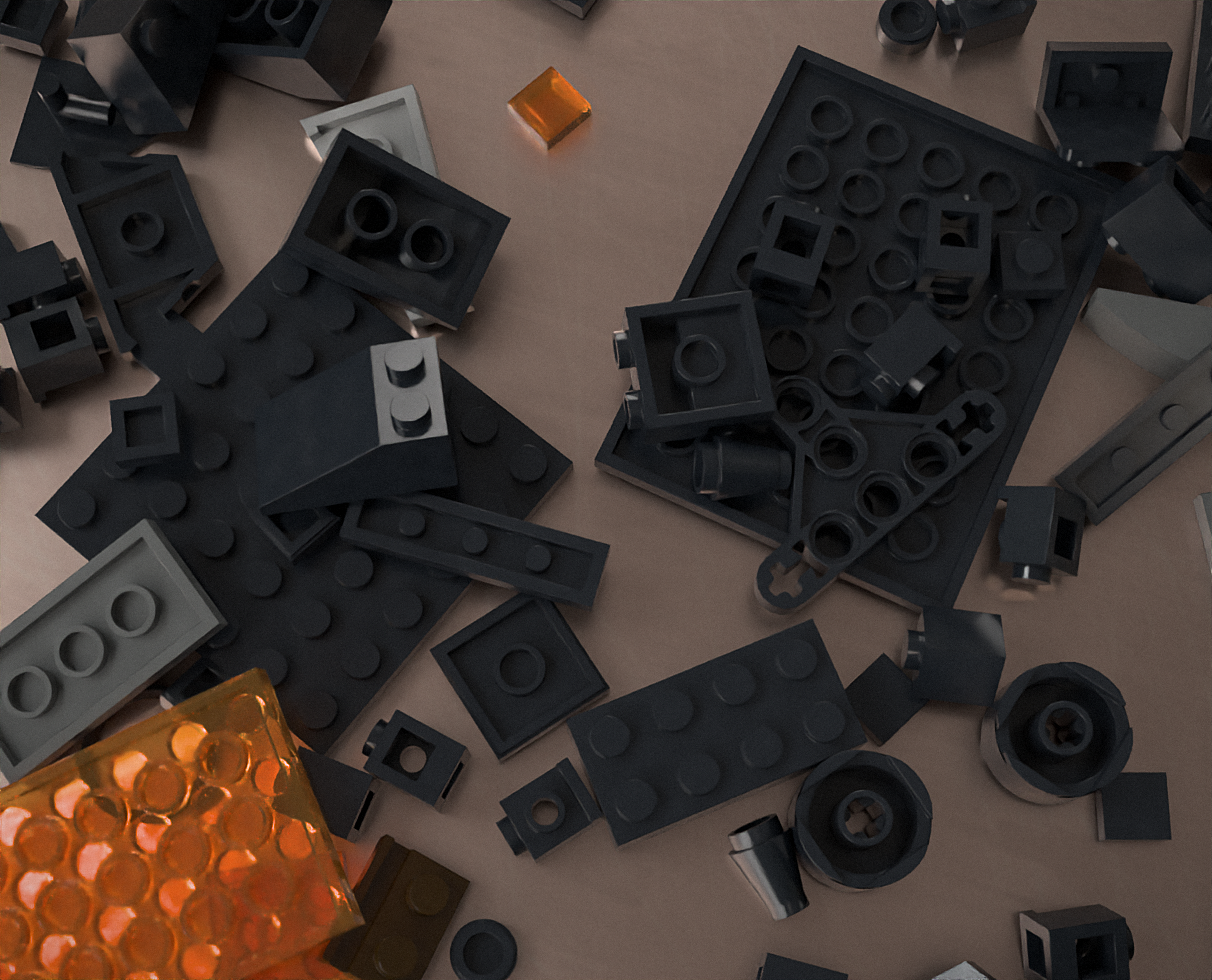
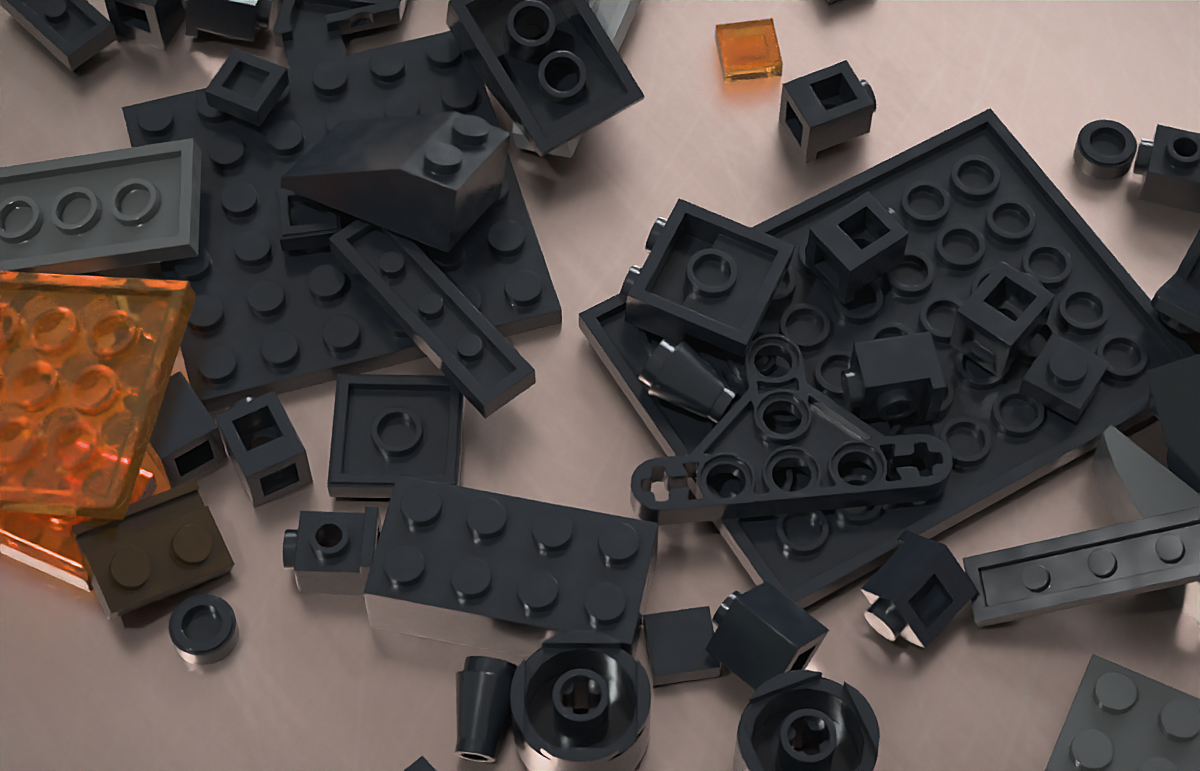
camera: 35 degrees right, 15 degrees down
(662, 108) = (826, 109): none -> black brick

